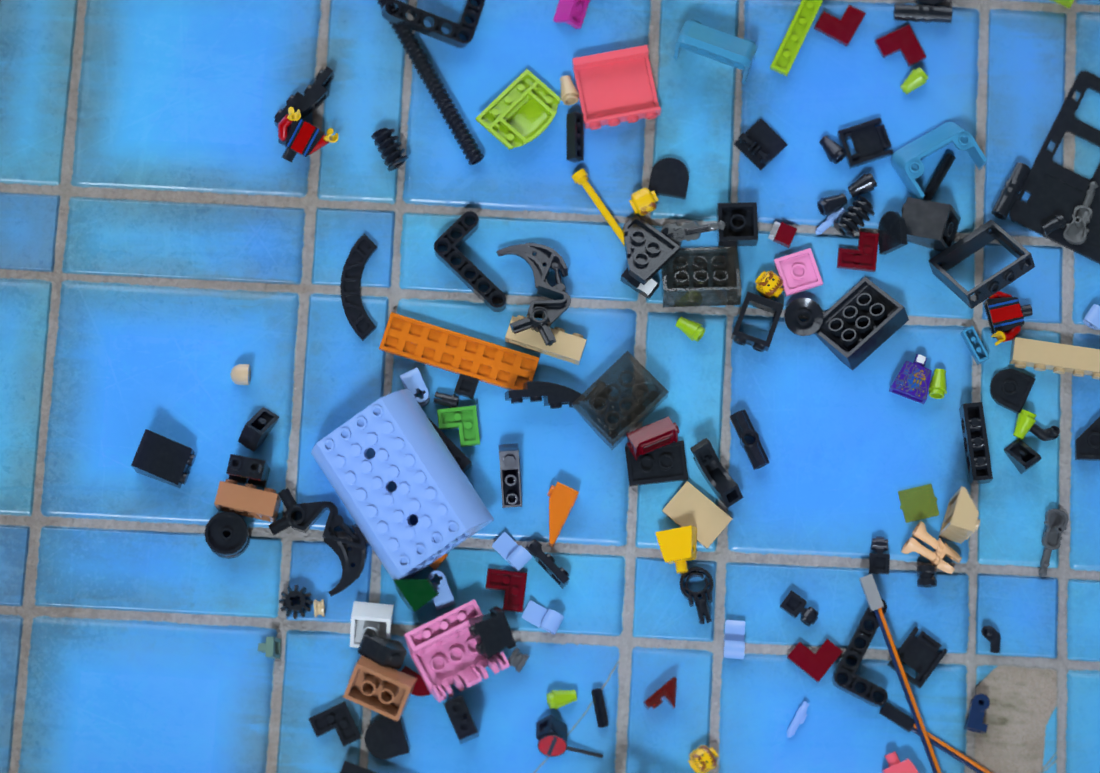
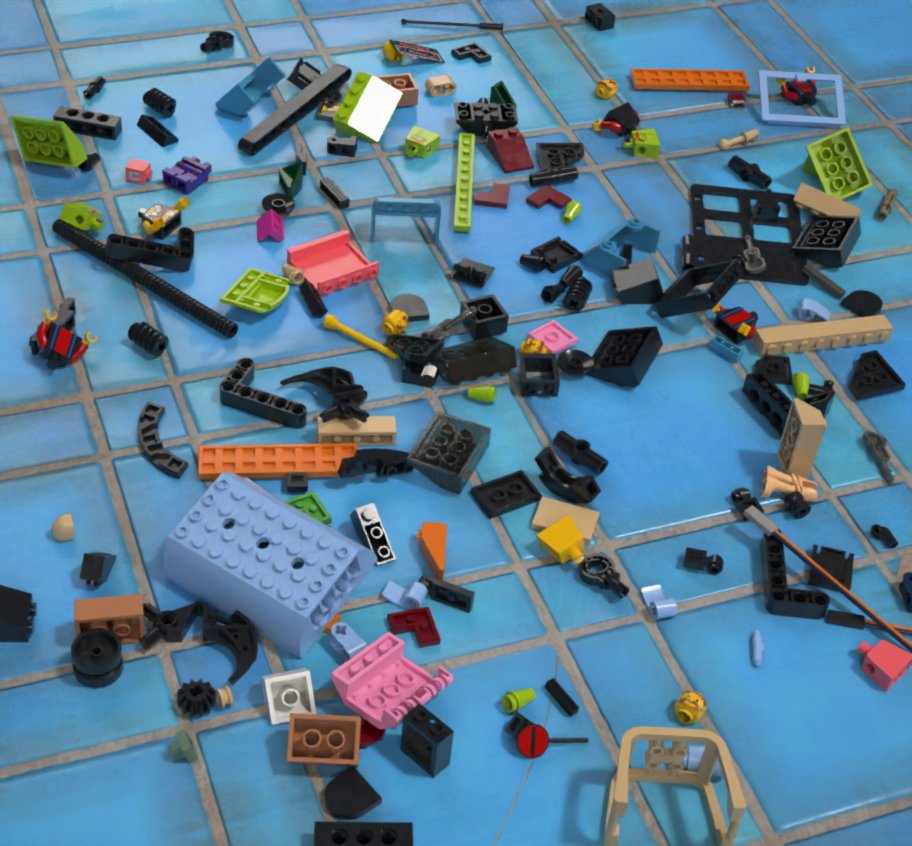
camera: 25 degrees left, 35 degrees down
(244, 467) = (98, 584): black hips -> none
(338, 719) = (285, 792): black plate -> none
(382, 651) = (311, 703): black slope -> none
(415, 592) = (320, 644): dark green slope -> none
(447, 400) = (284, 495): black pin -> none
(491, 632) = (421, 652): black hips -> none
(518, 659) = (459, 679): dark grey wheel -> none
(543, 618) = (469, 641): light blue panel -> none
(652, 436) = (493, 469): dark red window -> none
(667, 691) = (620, 663): clear red slope -> none
(782, 234) = (524, 320): dark red piece -> none
(815, 664) = (741, 600): dark red tile -> none
(831, 219) = (558, 303): light blue piece -> none
(862, 259) = (598, 318): dark red tile -> none
(891, 232) = (614, 292): black tile -> none
(913, 380) = (693, 381): torso -> none
(918, 503) = (752, 461): clear yellow piece -> none
(937, 386) = (715, 380): lime cone -> none

